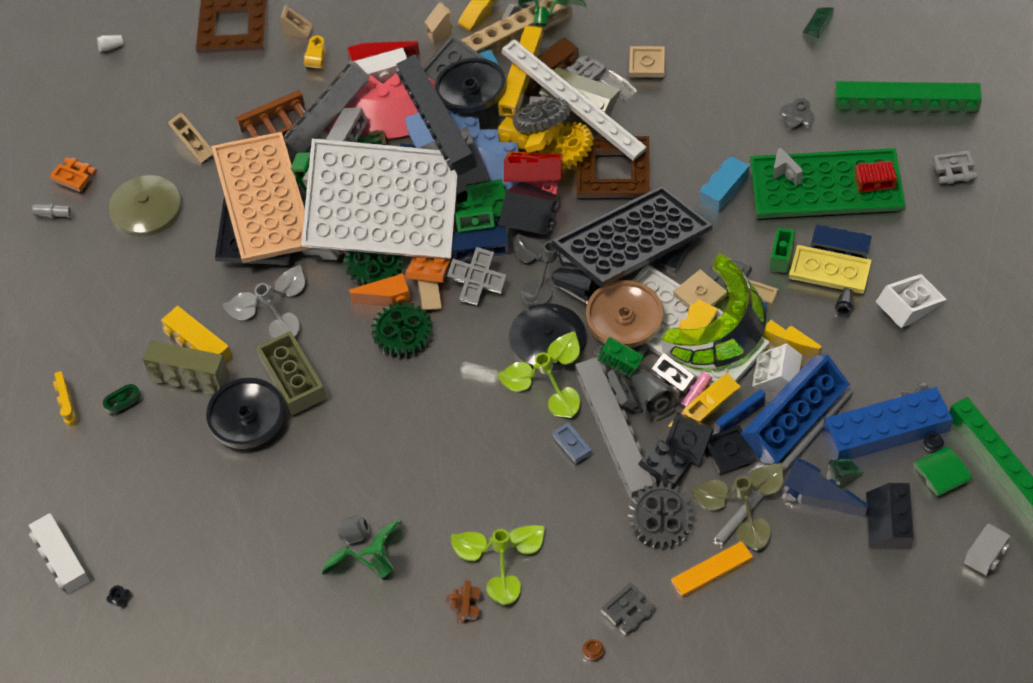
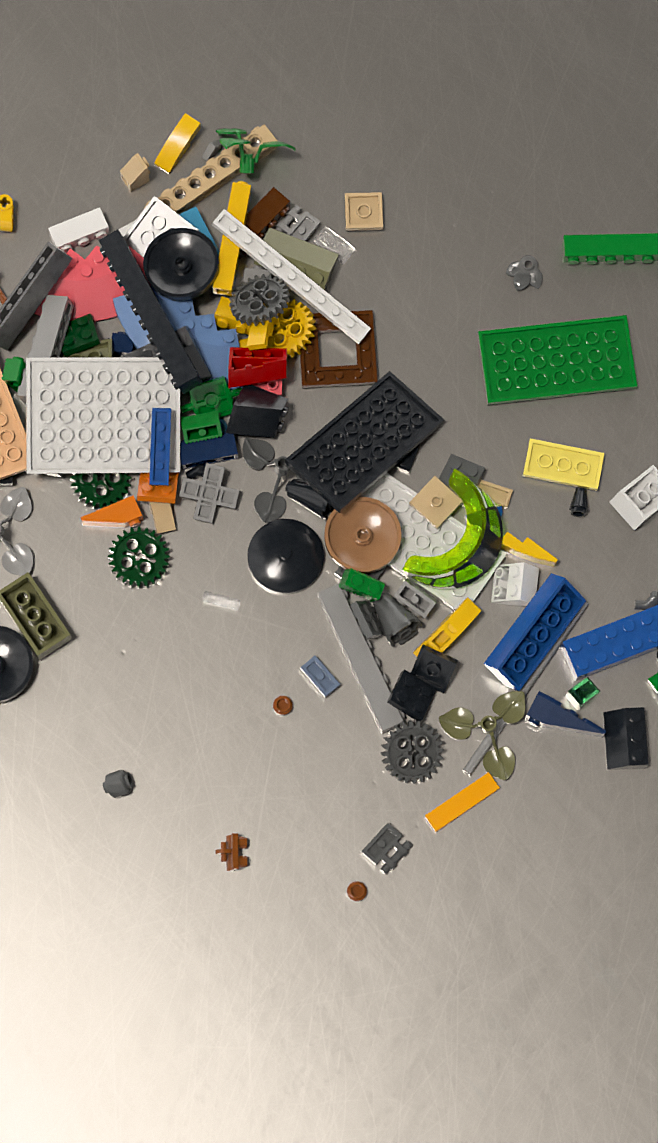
camera: 15 degrees left, 20 degrees up
(371, 49) = (62, 211): red slope -> none
(379, 562) = (144, 817): green plant -> none
(432, 228) = (160, 446): none -> blue plate
(471, 544) = (283, 780): lime plant -> none
(519, 374) = (261, 603): lime plant -> none
(531, 467) = (282, 705): none -> dark orange plate
(696, 389) = (438, 613): bright pink pin -> none
(699, 315) = (437, 539): yellow brick -> none
(724, 183) = (452, 366): dark azure brick -> none
(730, 450) = (473, 676): black plate -> none
(740, 411) = (481, 634): blue tile -> none
(782, 250) = (515, 447): green brick -> none
(786, 165) = (514, 344): light grey slope -> none
(819, 22) = (543, 150): clear green slope -> none
(841, 241) = (573, 433): dark blue brick -> none
(875, 176) = (606, 355): red brick -> none

